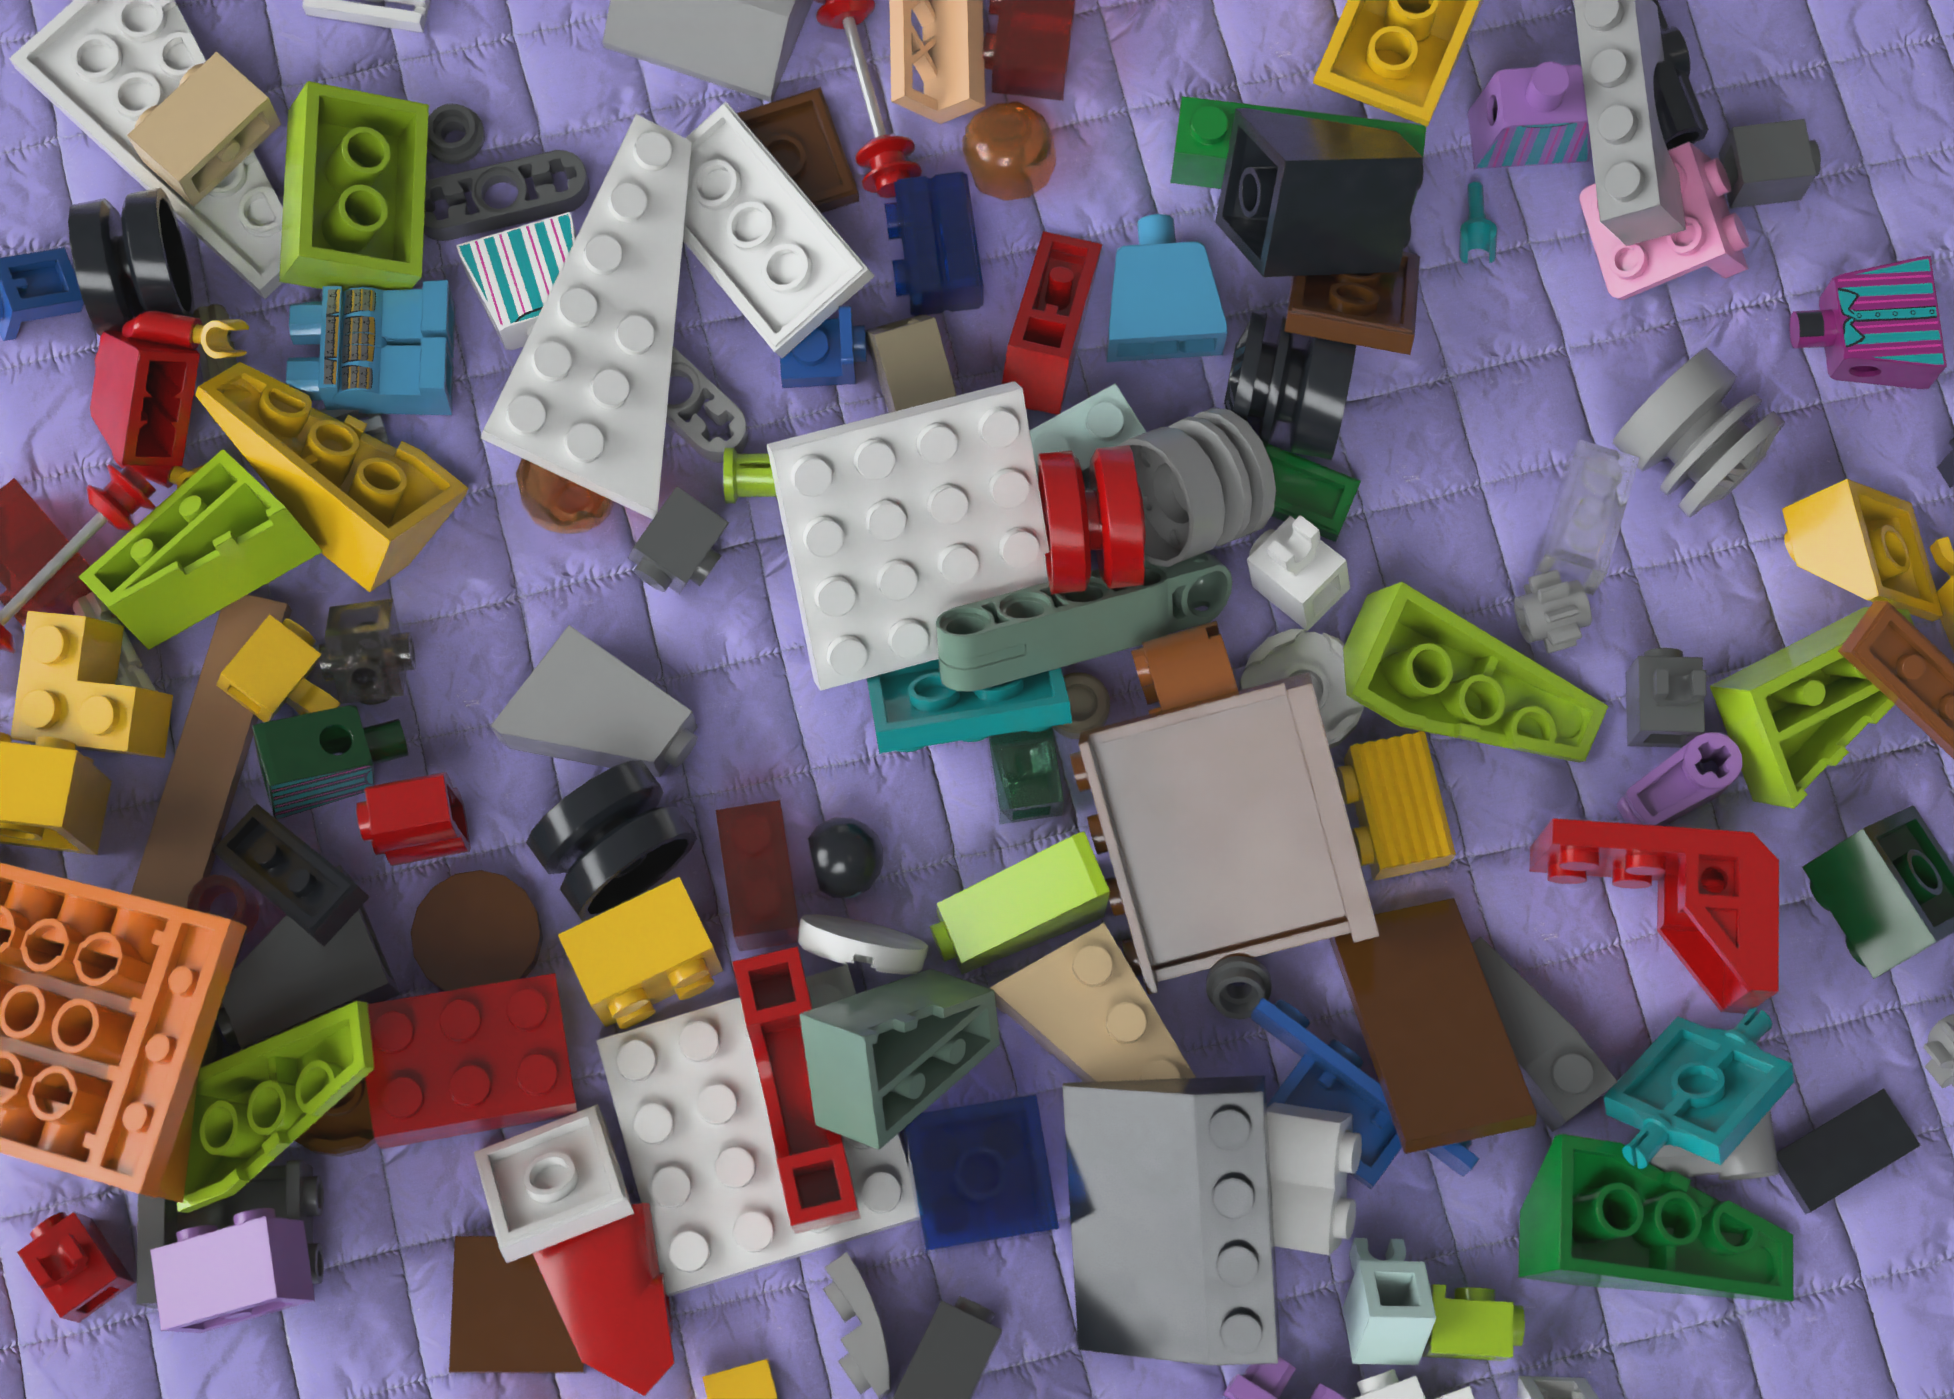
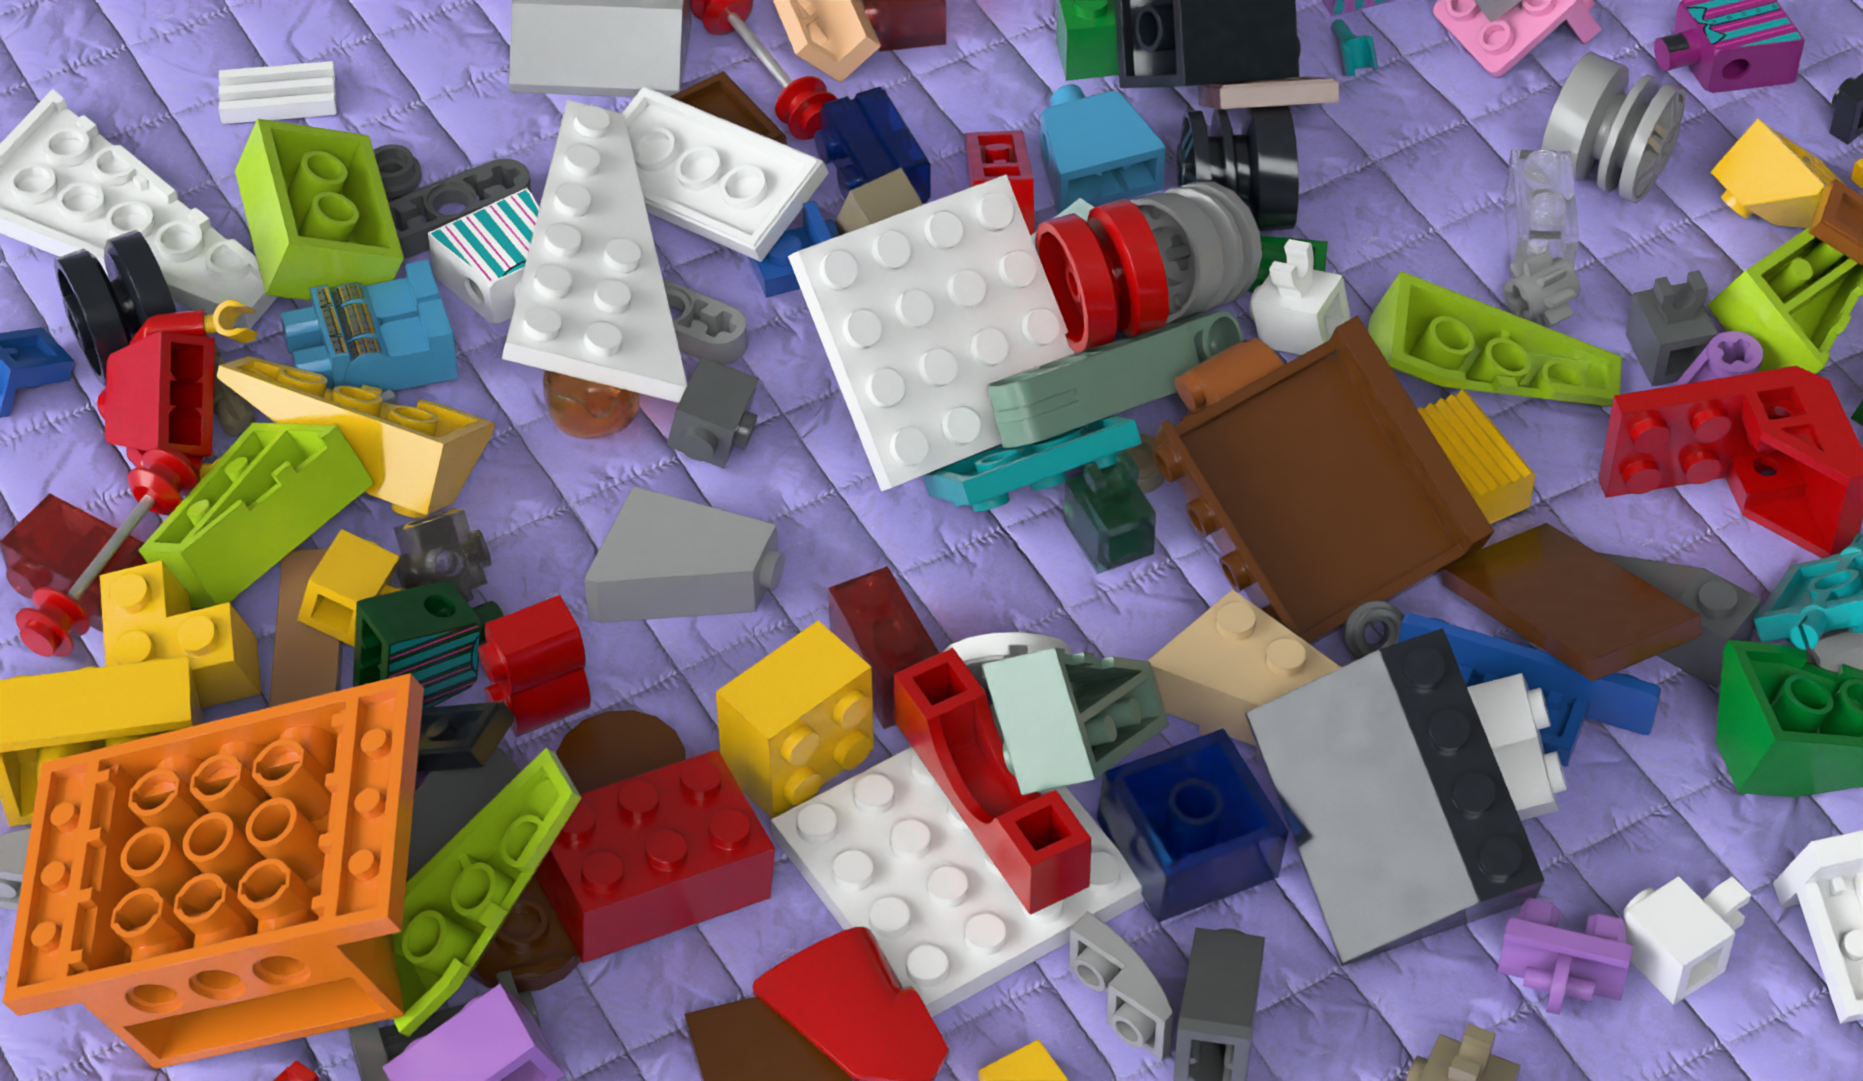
camera: 15 degrees left, 25 degrees down
(204, 128) = (161, 192): tan brick -> none
(552, 1183) = (771, 935): white tile -> none
(611, 839) = (725, 624): black wheel -> none
(747, 475) = (769, 351): lime bush -> none
(845, 857) = (959, 610): black piece -> none
(1009, 150) = (915, 77): clear orange hair -> none
(1022, 905) = (1155, 590): lime slope -> none
(1387, 1306) = (1627, 838): light aqua brick -> none
(1474, 1325) = (1709, 841): lime brick -> none

